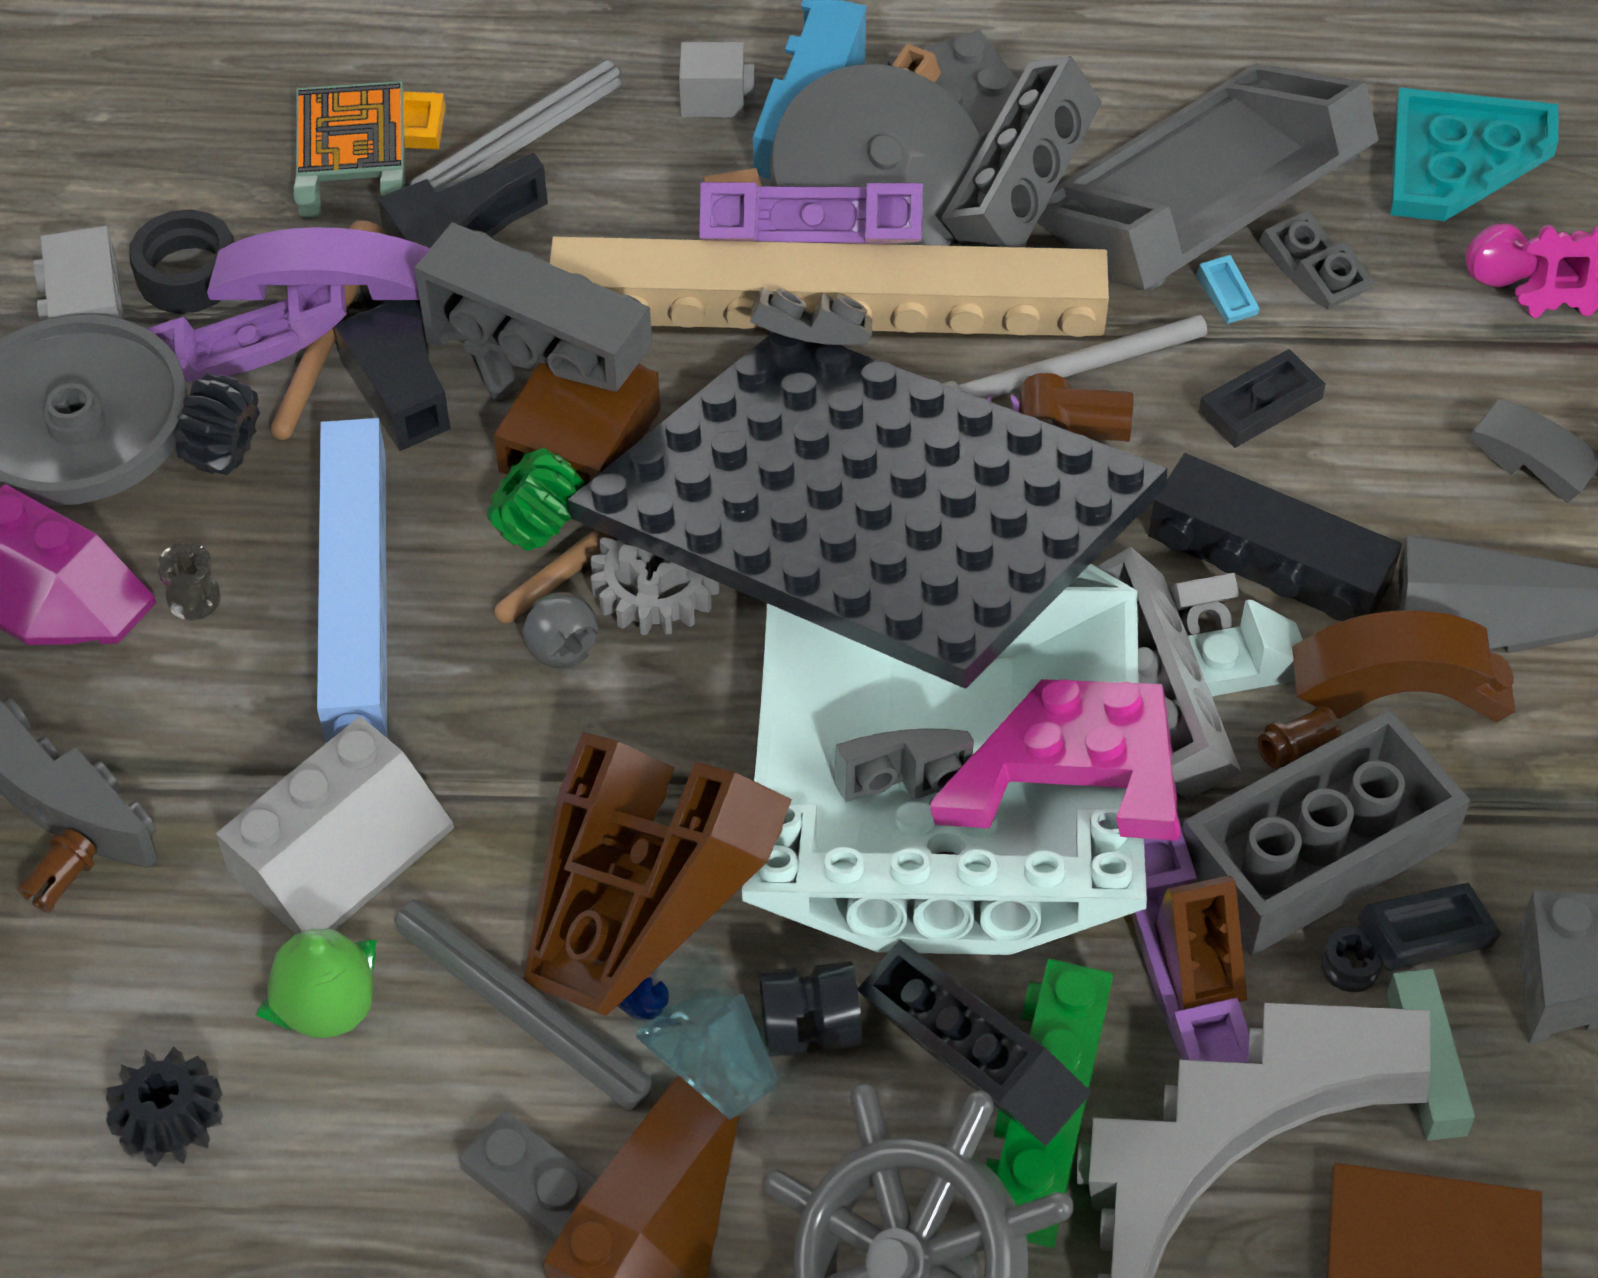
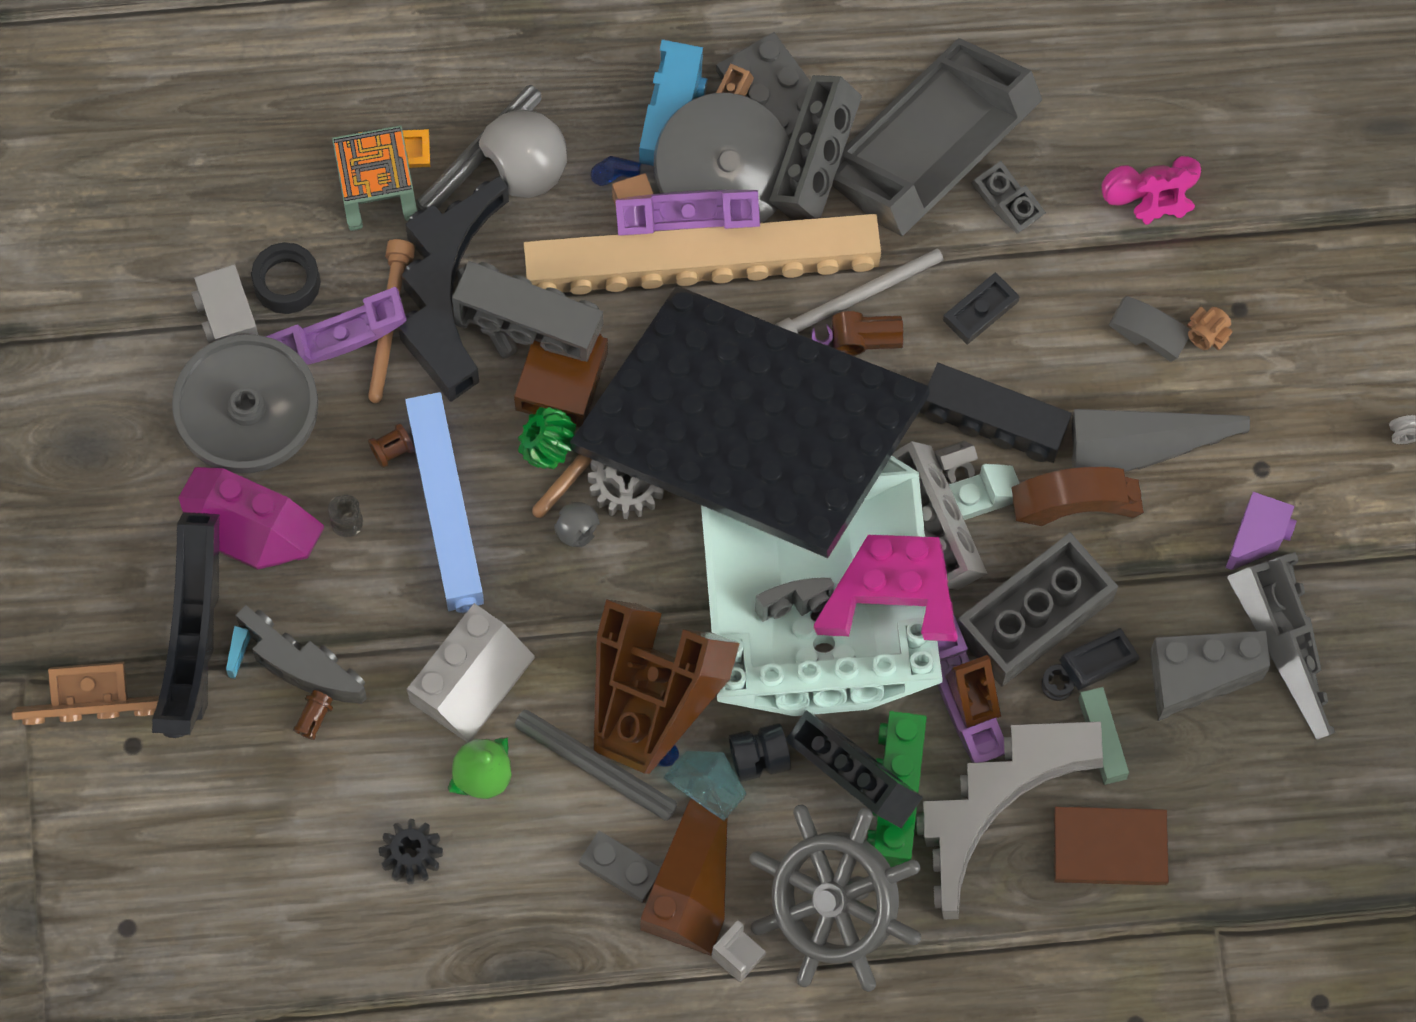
camera: 10 degrees left, 15 degrees up
(216, 424) = (339, 405): black gear -> none
(287, 492) = (391, 445): none -> reddish brown bush
(317, 258) = (381, 284): medium lavender slope -> none
(583, 135) = (526, 151): none -> light grey cylinder
(691, 172) = (613, 168): none -> clear blue arm
(714, 79) = (604, 94): light grey brick -> none
(831, 322) = (706, 290): dark grey slope -> none
(1227, 289) = (953, 224): medium azure piece -> none
(1290, 741) = (1013, 549): reddish brown pin -> none
(1463, 148) = (1096, 98): teal plate -> none

